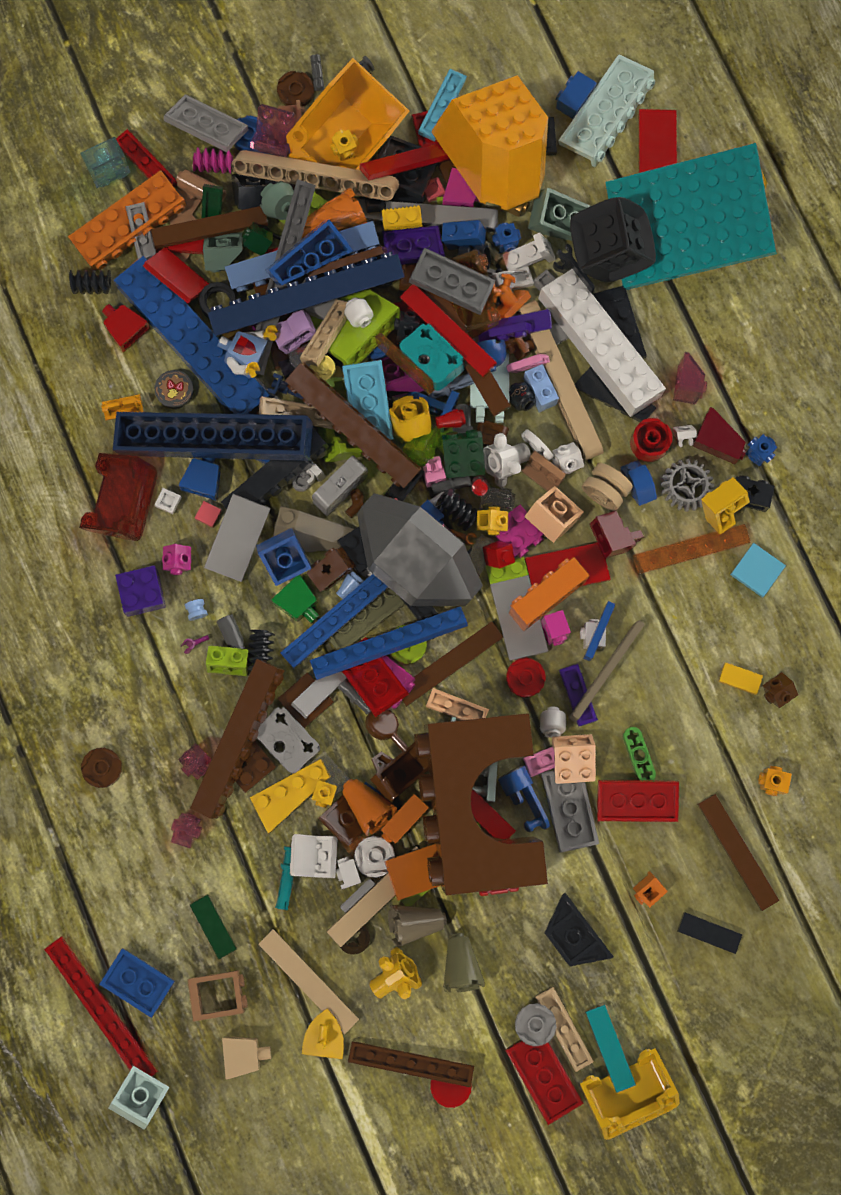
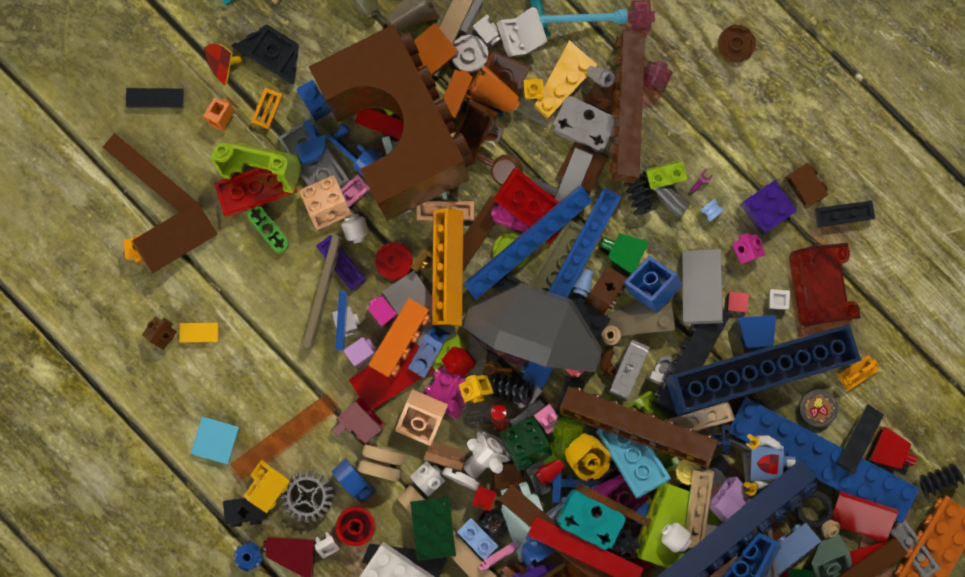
camera: 165 degrees right, 5 degrees up
(69, 558) = (844, 214): none -> black plate
(93, 599) = (807, 185): none -> reddish brown brick
(149, 343) = (859, 439): none -> black tile
(208, 839) = (619, 16): none -> medium azure piece
(210, 276) = (830, 529): none -> tan plate
(251, 780) = (601, 76): none -> light grey cone
(337, 525) = (617, 335): none -> tan plate
(476, 646) = (447, 267): none -> light orange brick
(499, 665) = (421, 261): none -> pearl gold bracket
(520, 421) = (484, 498): none -> red brick
(522, 575) = (429, 350): none -> blue bracket
(554, 869) = (313, 100): none -> blue torso
(567, 815) = (315, 148): none -> blue brick
(579, 409) = (433, 528): none -> dark green plate
(590, 597) = (360, 352): none -> lavender brick
(598, 879) = (274, 110): none -> light orange tile
(602, 809) = (234, 156): none -> lime windscreen
(630, 944) = (220, 60): none -> shield
(736, 777) = (174, 237): none -> reddish brown tile

